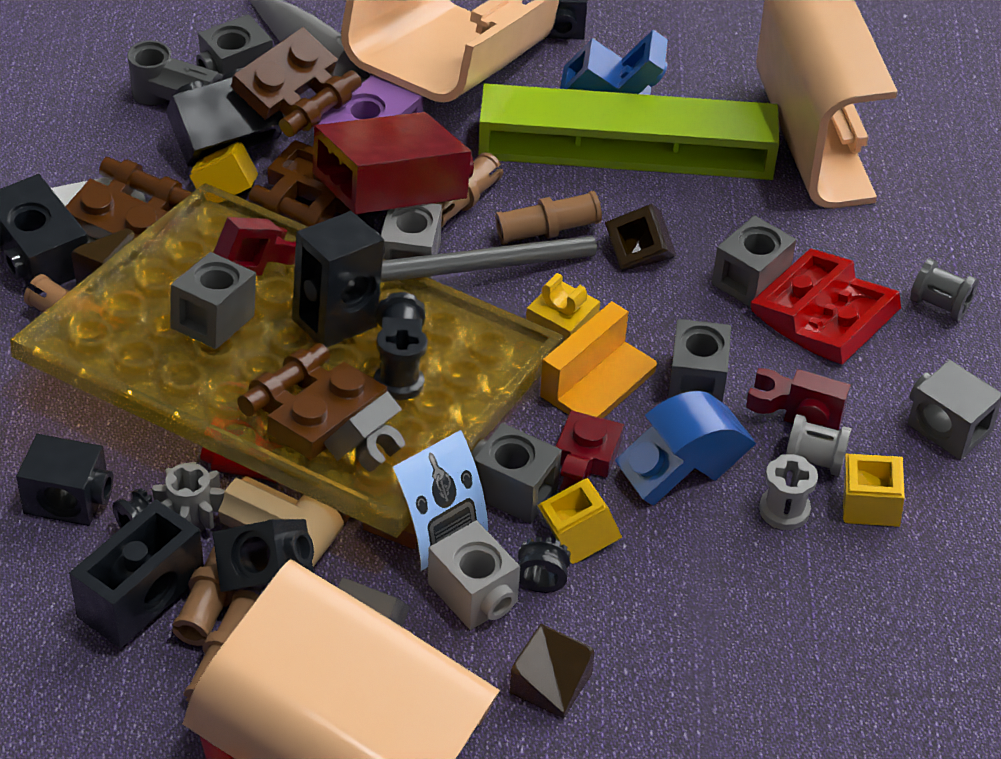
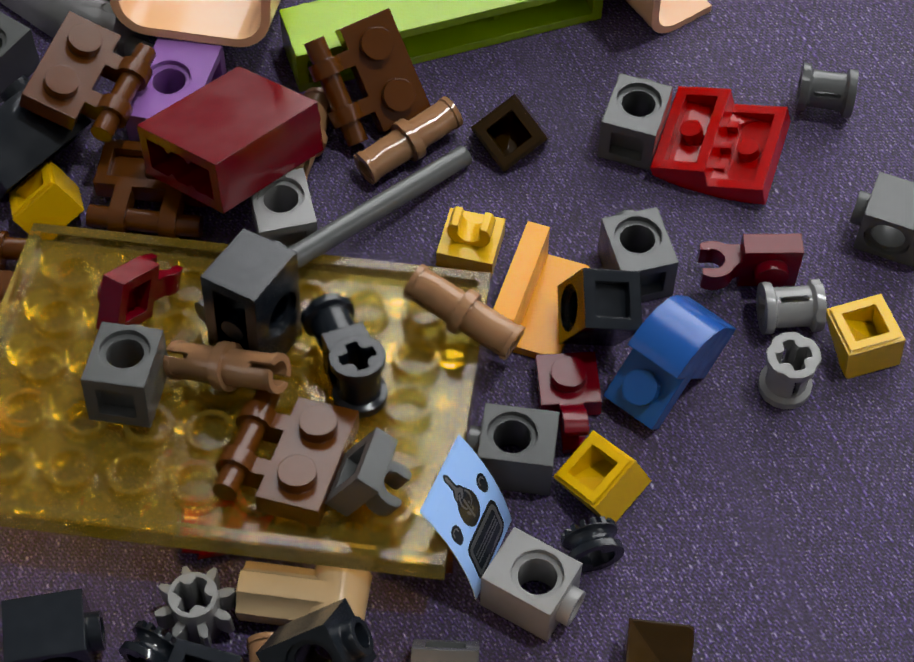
camera: 20 degrees left, 10 degrees up
(296, 319) = (227, 366): none -> medium nougat pin
(518, 349) = (463, 312): none -> medium nougat pin
(548, 154) = (380, 69): none -> reddish brown plate
(639, 383) = (599, 307): none -> black brick

